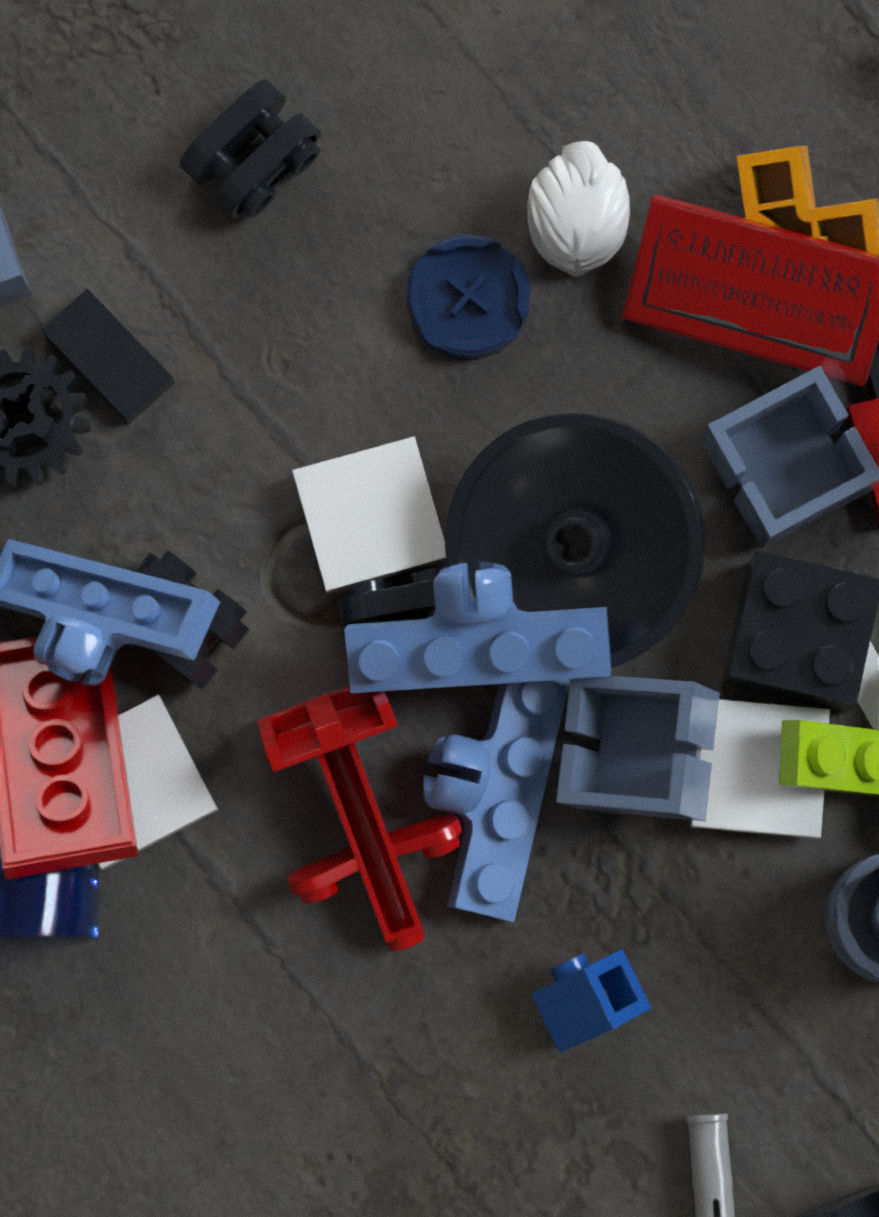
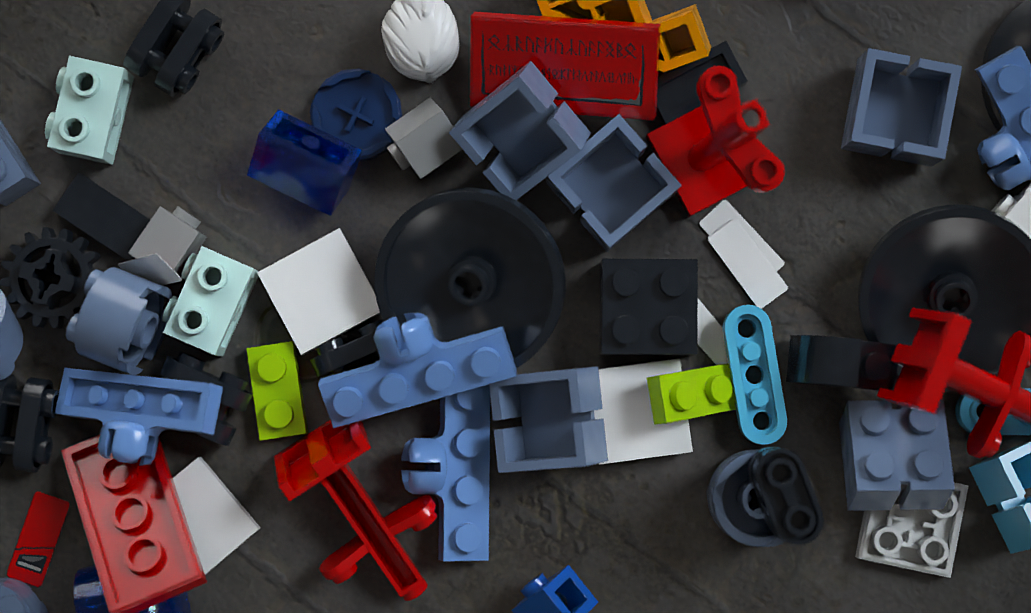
camera: 10 degrees left, 5 degrees up
(100, 489) = (119, 319): none -> sand blue brick
(120, 211) = (89, 110): none -> light aqua brick
(153, 435) = (151, 268): none -> white sticker
(185, 405) = (171, 237): none -> light grey brick
(221, 493) = (209, 301): none -> light aqua brick
(281, 633) = (277, 390): none -> lime plate
(388, 340) = (304, 166): none -> clear blue brick
(552, 344) = (422, 139): none -> light grey brick
(688, 359) = (526, 130): none -> sand blue piece

